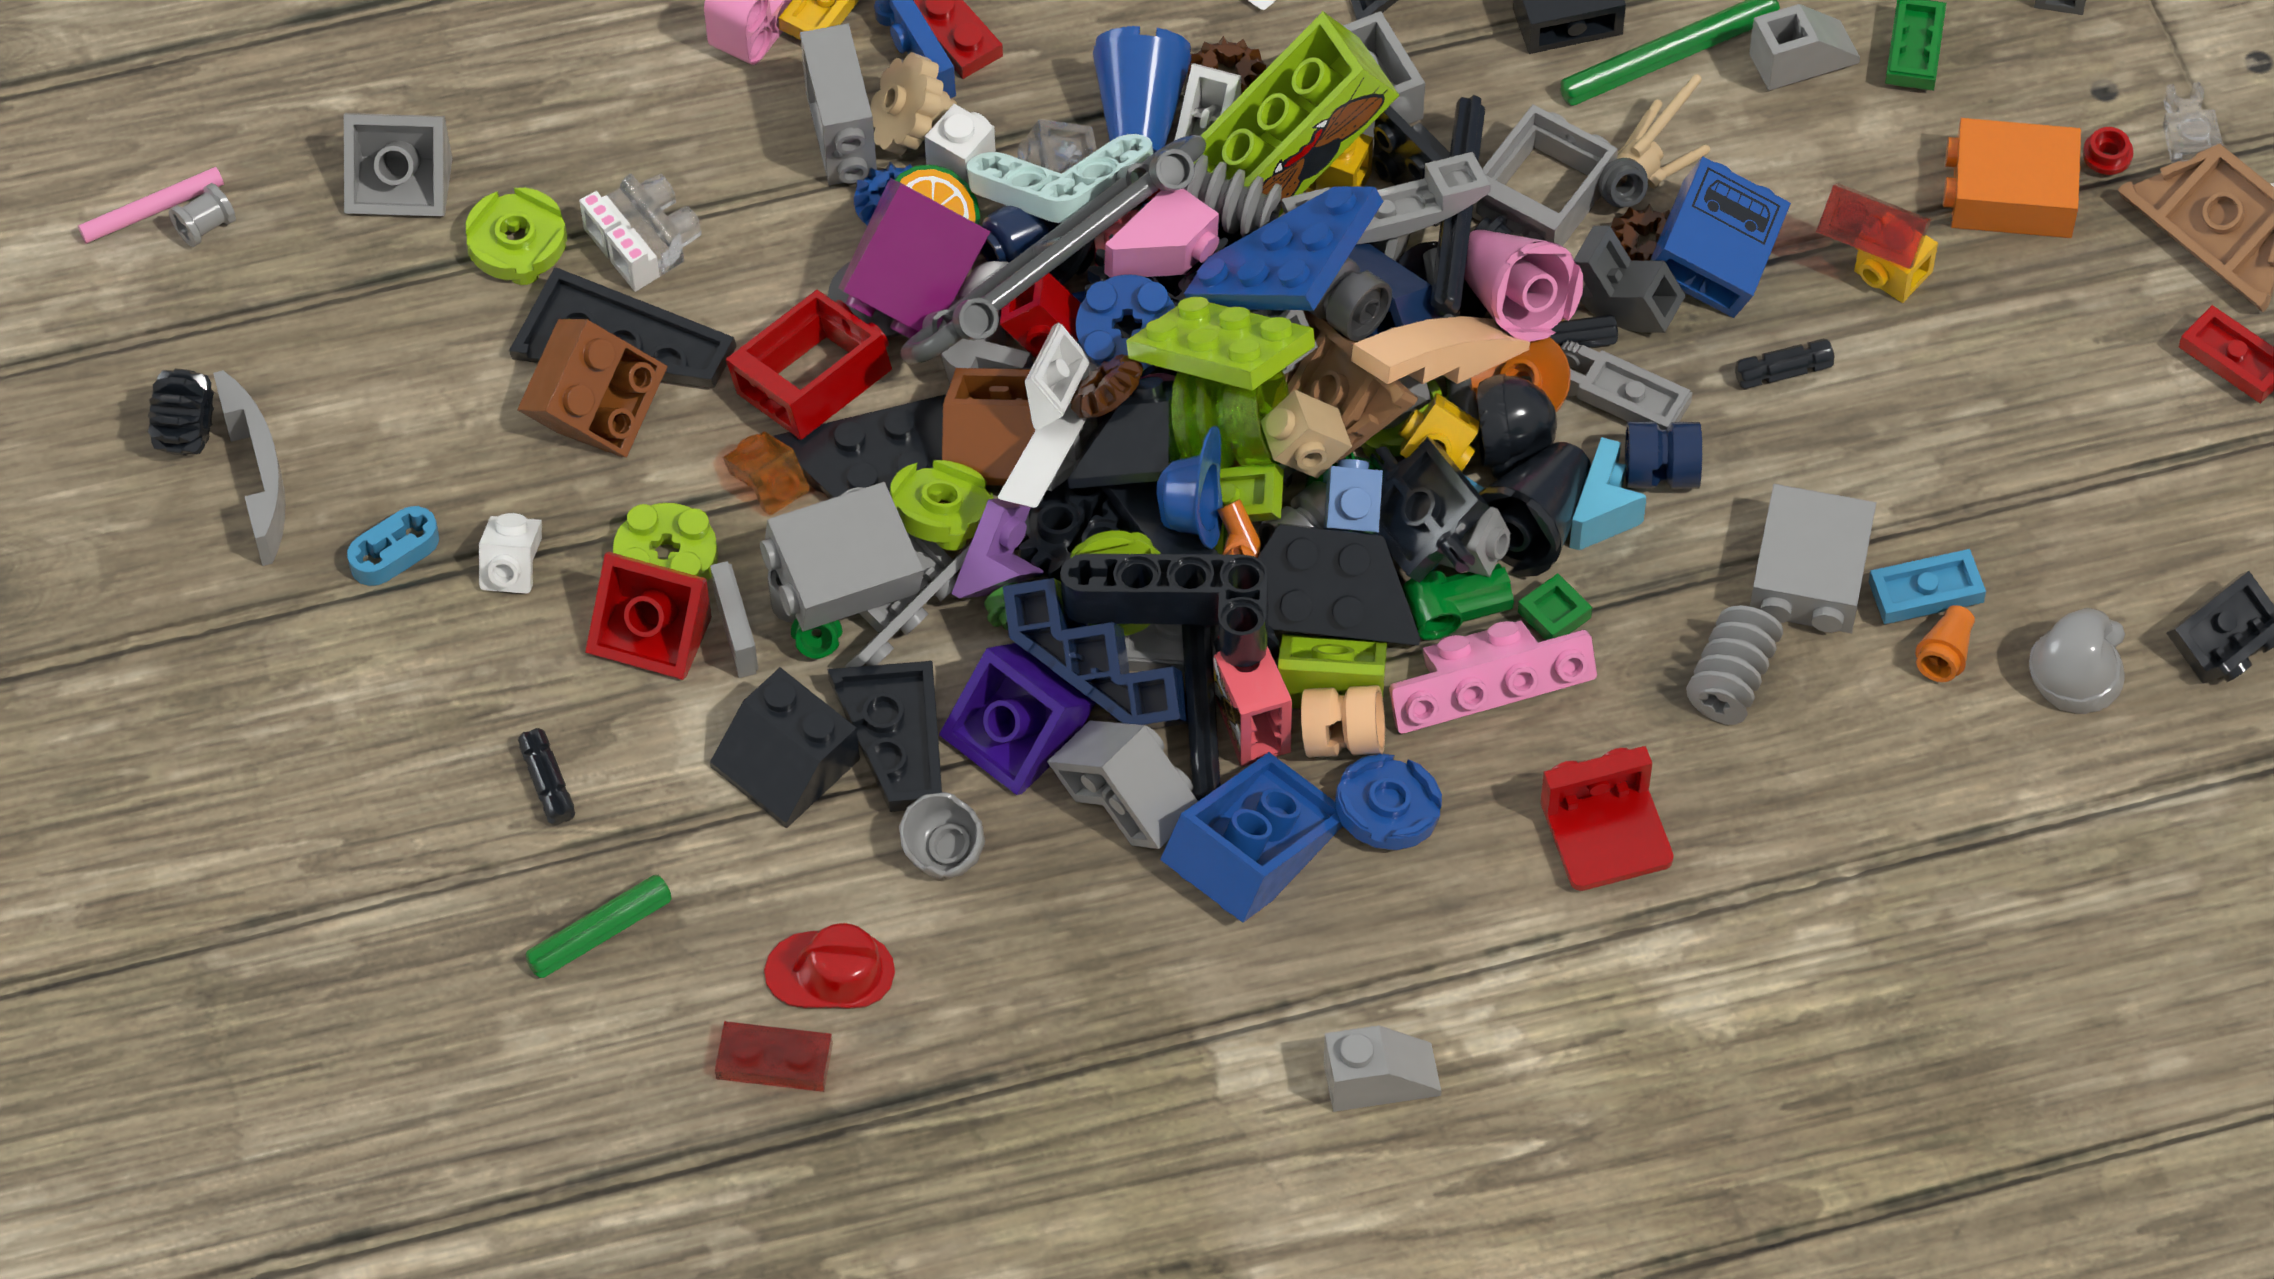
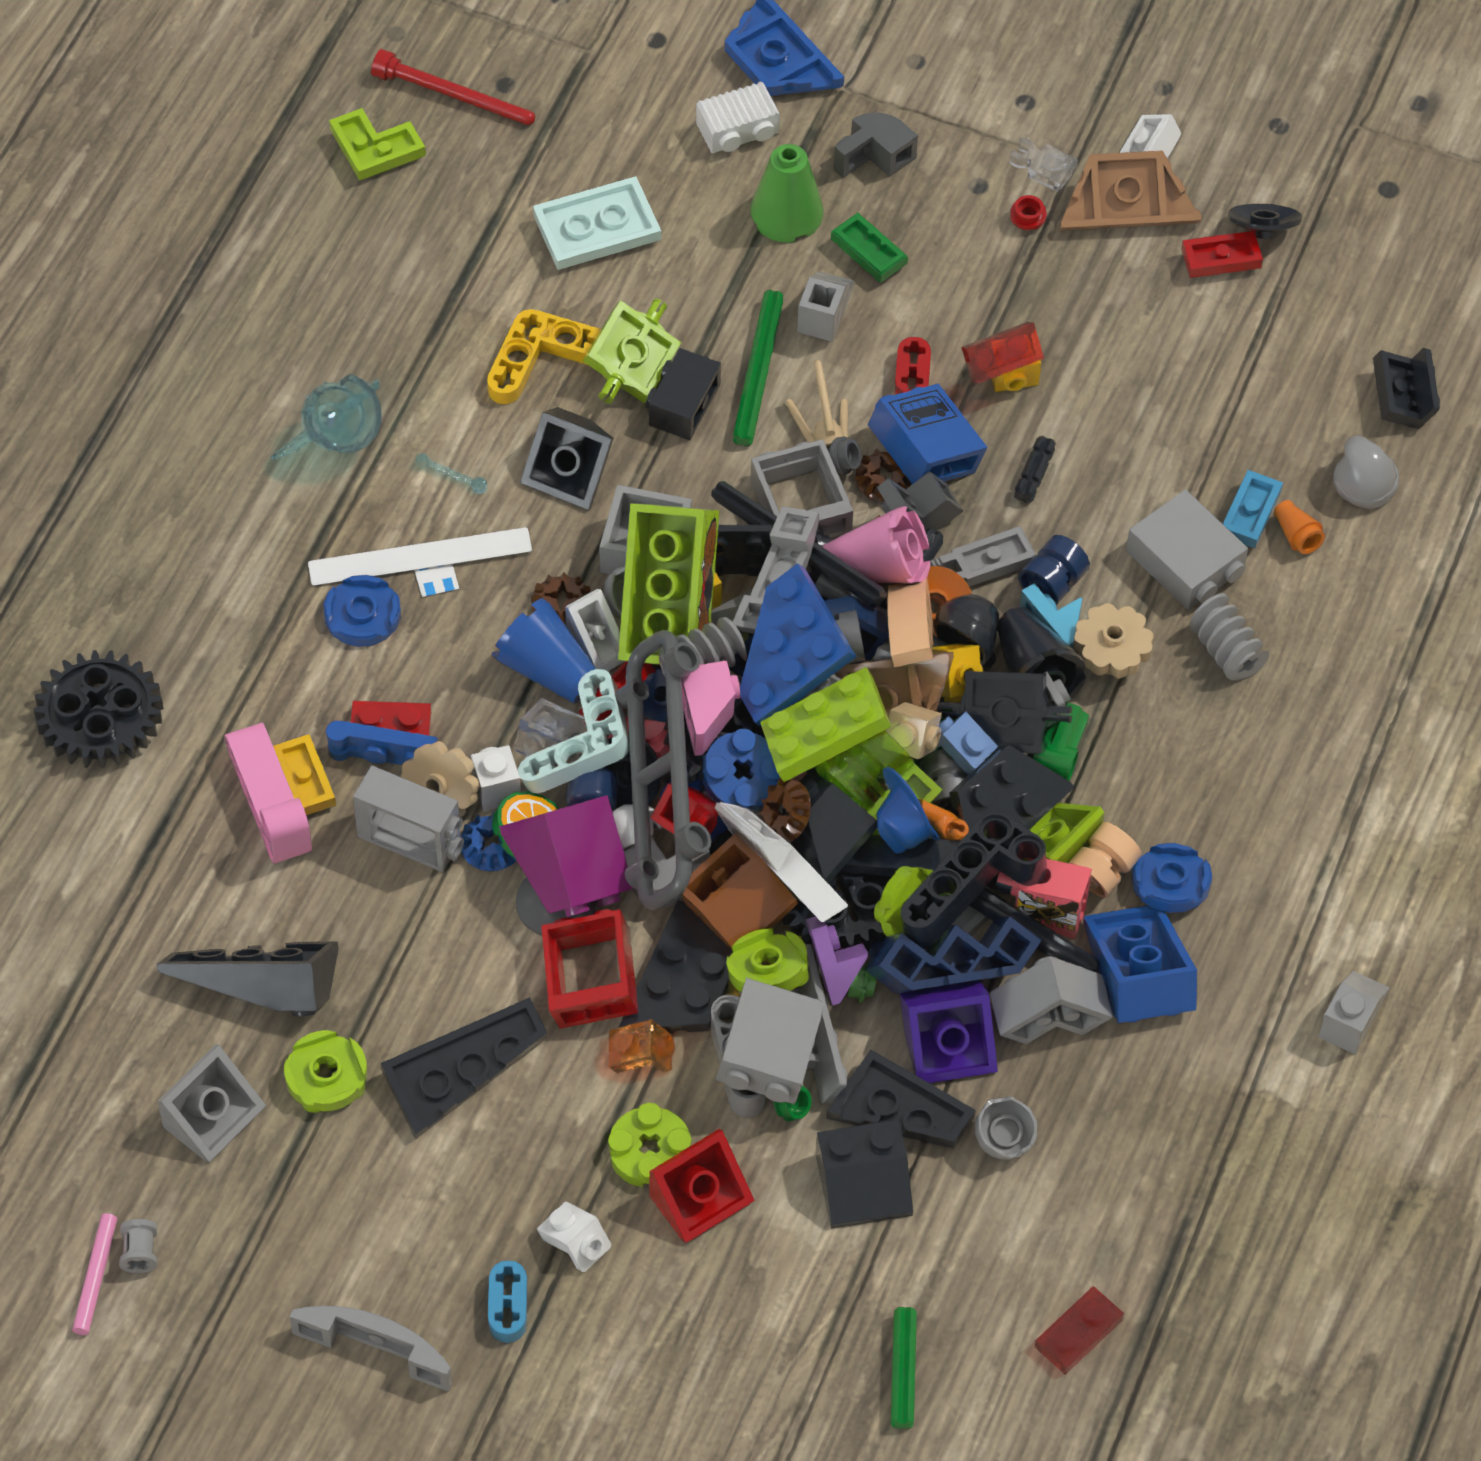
camera: 55 degrees left, 0 degrees up
(181, 412) = (300, 1357): black gear -> none
(546, 776) = (765, 1325): black axle -> none
(574, 116) = (281, 980): none -> black wedge
(592, 386) = (496, 1102): dark orange slope -> none
(636, 231) = (403, 989): hips -> none
(734, 619) = (746, 1139): light grey tile -> none
(830, 968) = (1038, 1258): red piece -> none
(1489, 672) = (1123, 761): bright pink bracket -> none
(1555, 608) = (1110, 701): green plate -> none
(1605, 818) = (1280, 777): red bracket -> none
(1618, 557) = (1113, 640): none -> tan plant
(1798, 175) = (905, 369): none -> red beam
(2013, 177) = (1010, 268): orange brick -> none

